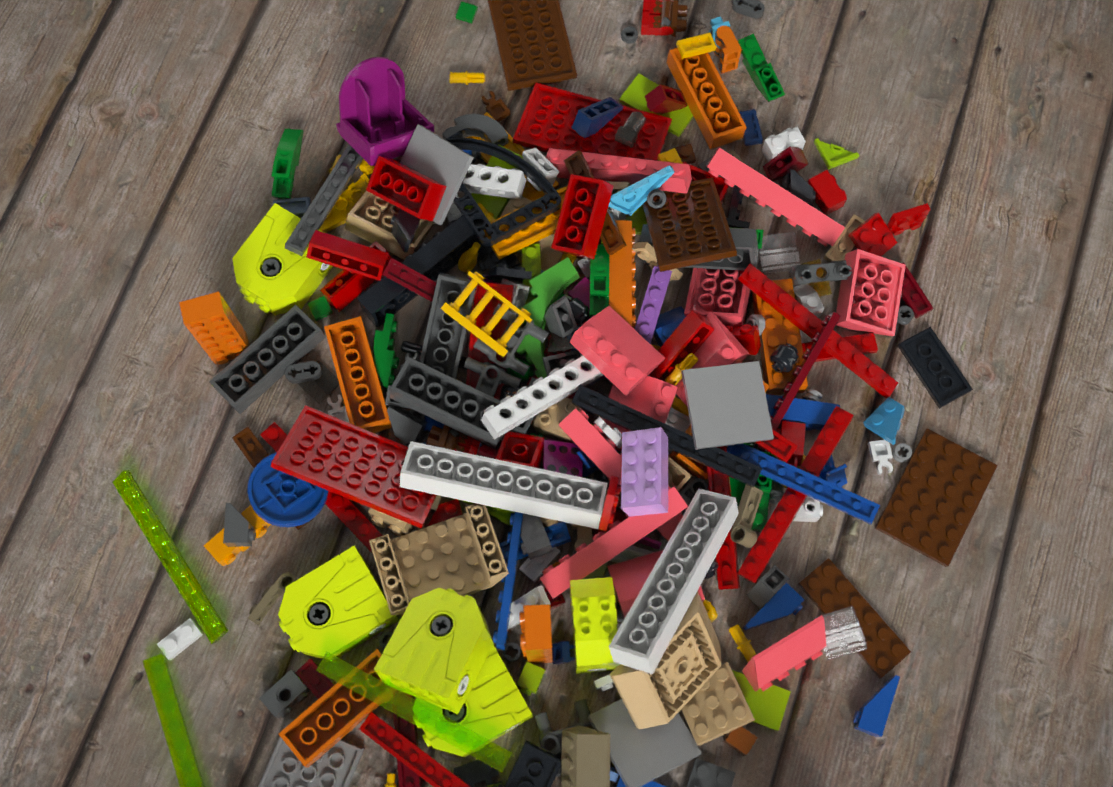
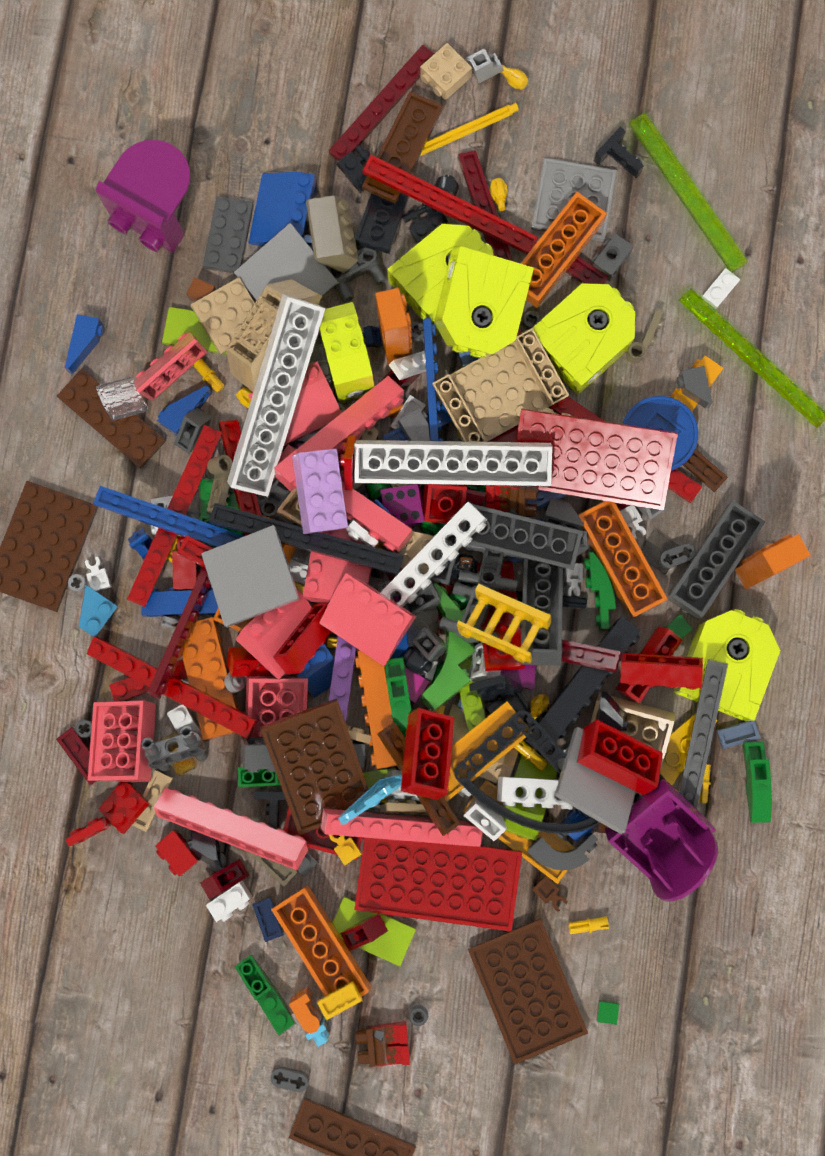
camera: 175 degrees right, 10 degrees up
(414, 712) = (455, 237): clear neon green plate -> none
(595, 116) = (435, 893): dark blue slope -> none
(629, 132) = (397, 878): clear smoke piece -> none
(660, 203) = (353, 787): dark grey plate -> none
(686, 153) = (336, 873): reddish brown plate -> none
(686, 364) = (301, 614): yellow axle -> none
(779, 252) = (219, 775): clear slope -> none
(784, 358) = (200, 646): black head -> none
(833, 154) = (174, 904): lime tile -> none
(934, 367) = (51, 678): black tile -> none

